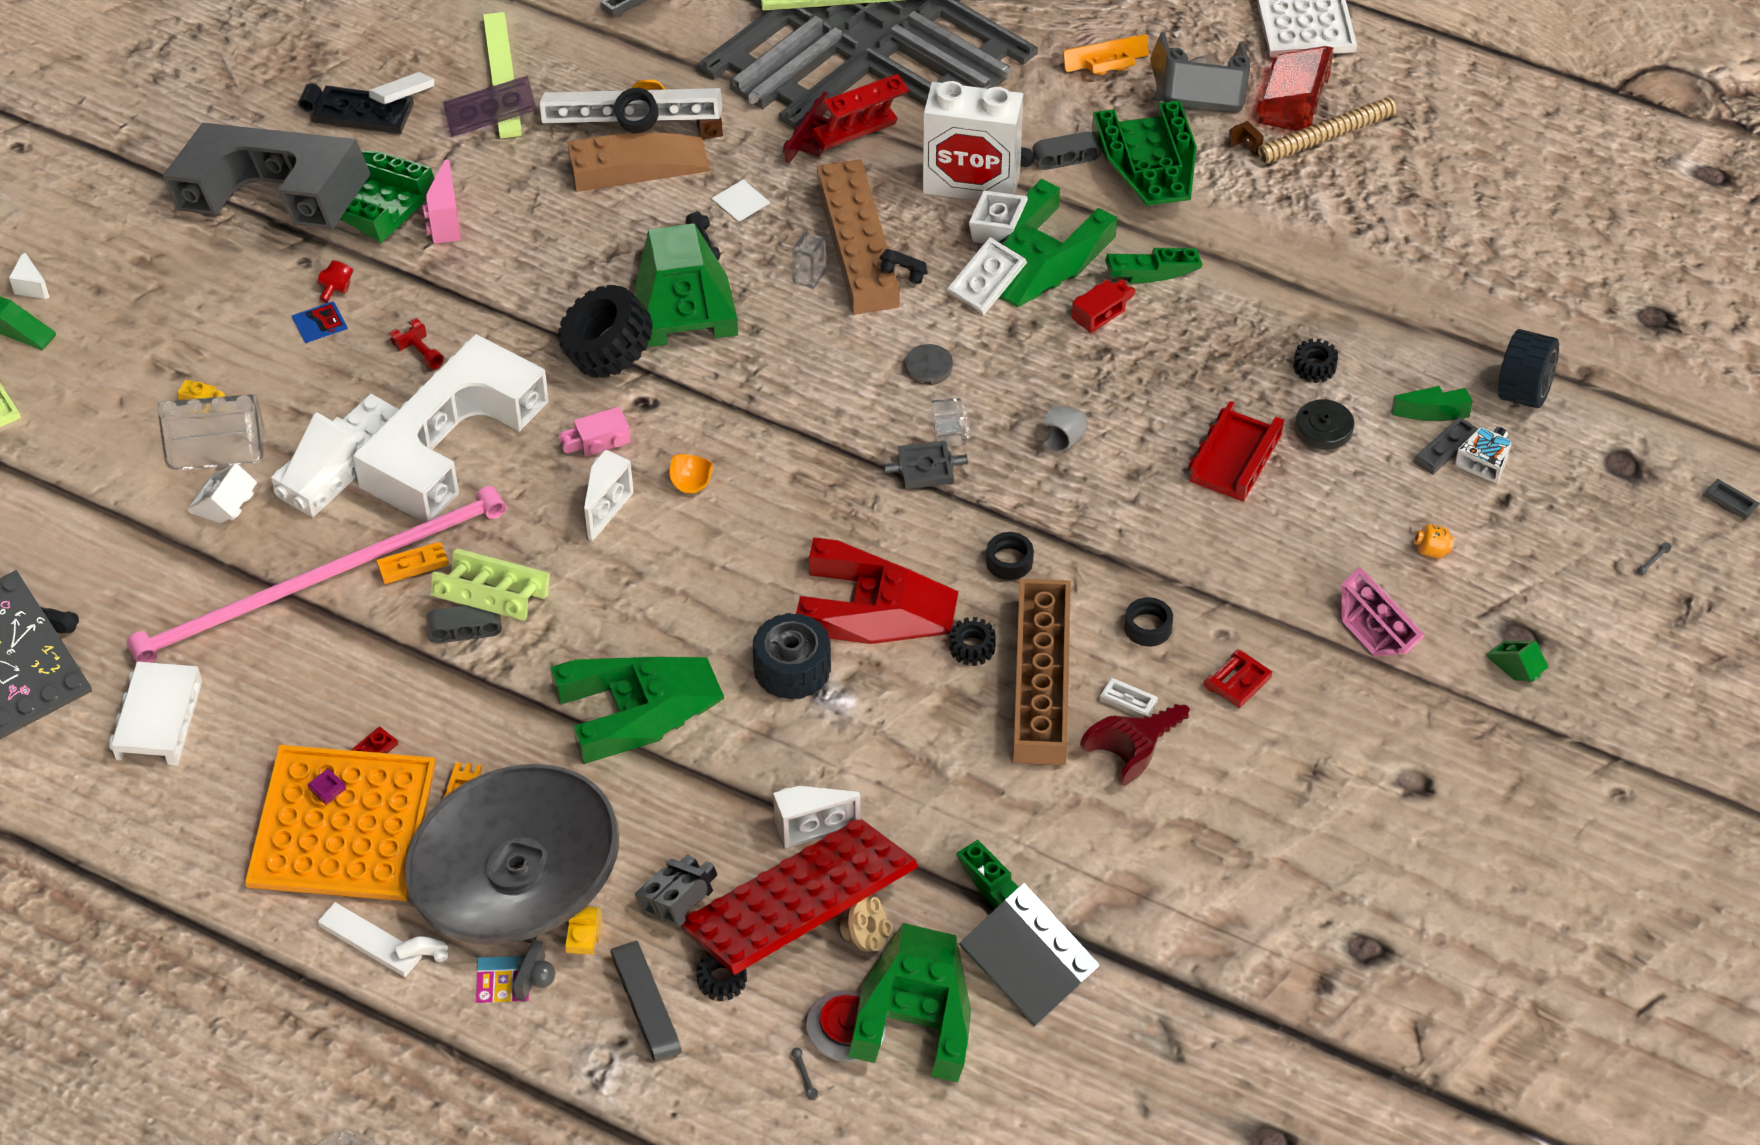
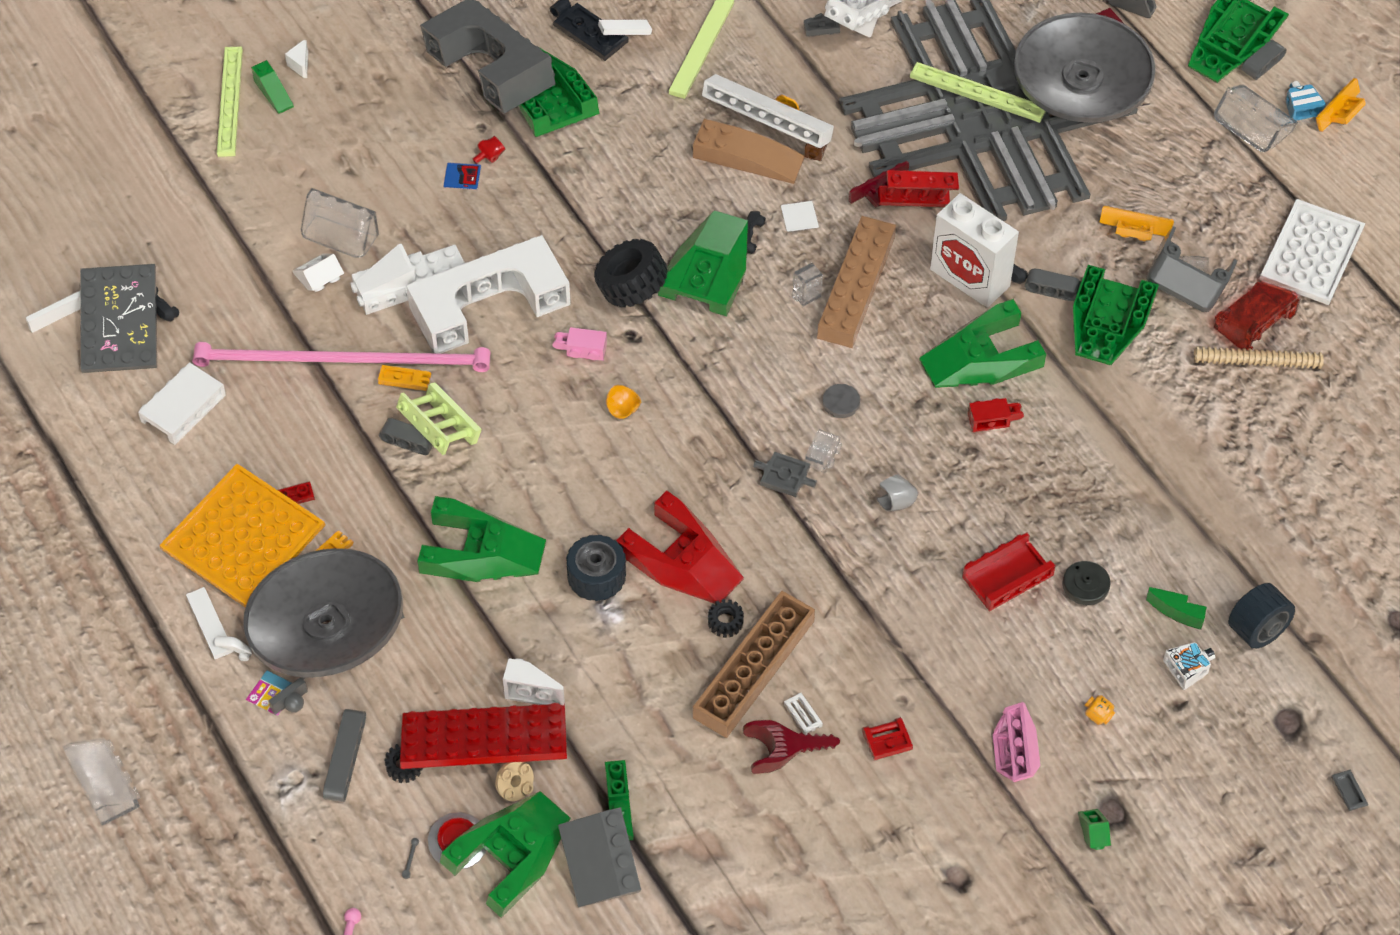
camera: 30 degrees right, 5 degrees up
(197, 390) = (351, 192): yellow piece -> none
(326, 786) = (245, 506): magenta tile -> none
(432, 358) = (513, 236): red bar -> none
(442, 208) = (591, 128): bright pink slope -> none
(489, 106) = (674, 67): clear purple tile -> none
(584, 931) = (337, 686): yellow brick -> none
(607, 491) = (554, 390): white slope -> none
(632, 95) = (759, 105): black tyre -> none
(676, 889) = (412, 690): dark grey hips -> none
(916, 267) = (857, 310): black piece -> none
(986, 276) = (925, 354): white tile -> none
(996, 216) = (960, 312): white slope -> none
(1005, 570) = (794, 556): black tyre -> none
(1148, 637) = (855, 652): black tyre -> none
(1153, 267) = (1052, 404): green slope -> none
(1247, 135) = (1193, 334): reddish brown bracket -> none
(1315, 370) = (1116, 522): black tyre -> none
(1445, 445) = (1159, 643): dark grey tile -> none
(1665, 548) = (1271, 801): dark grey hinge -> none

